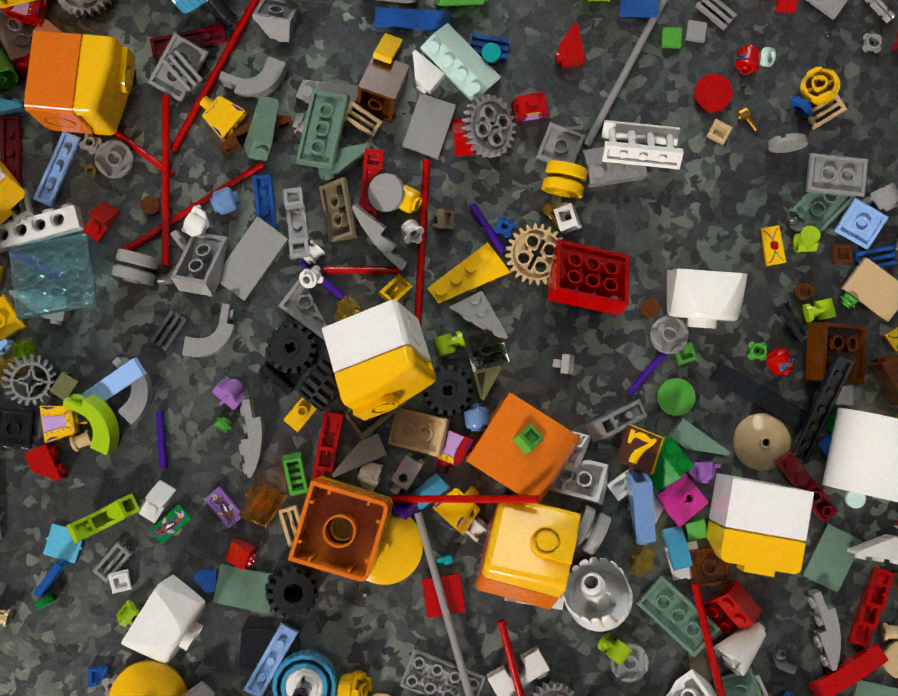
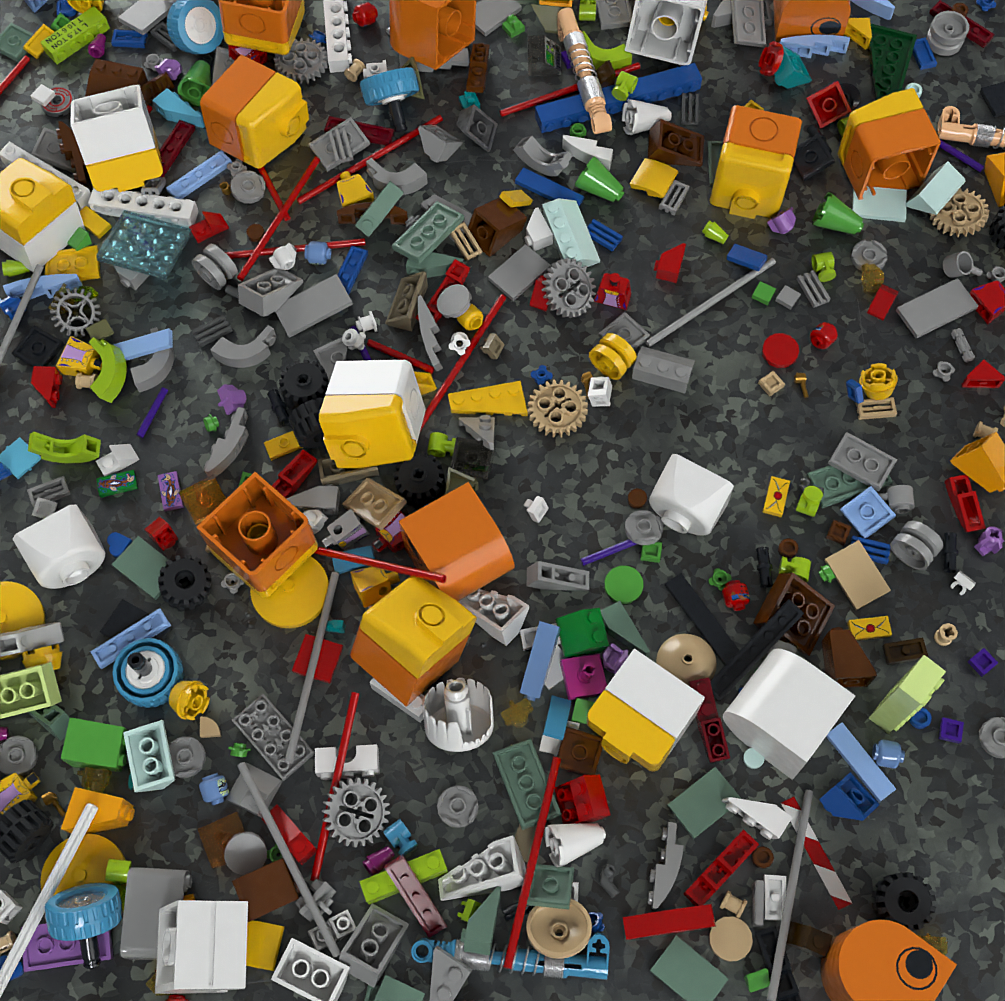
camera: 25 degrees right, 20 degrees down
(179, 238) = (263, 264): light grey tile -> none
(297, 223) = (368, 293): light grey slope -> none
(404, 510) = (324, 562): dark purple plate -> none
(488, 229) = (526, 370): dark purple bar -> none
(491, 52) = (601, 238): teal tile -> none
(528, 439) = (463, 526): bright green slope -> none
(578, 454) = (505, 584): white slope -> none
(589, 278) = (593, 445): red slope -> none
(591, 529) = (481, 656): light grey wheel -> none
(615, 649) = (449, 780): lime piece -> none
(637, 153) = (694, 357): white fence -> none
(640, 449) = (565, 606): reddish brown tile -> none
(768, 56) = (842, 341): light aqua tile -> none
(790, 143) = (827, 413): light grey tile -> none

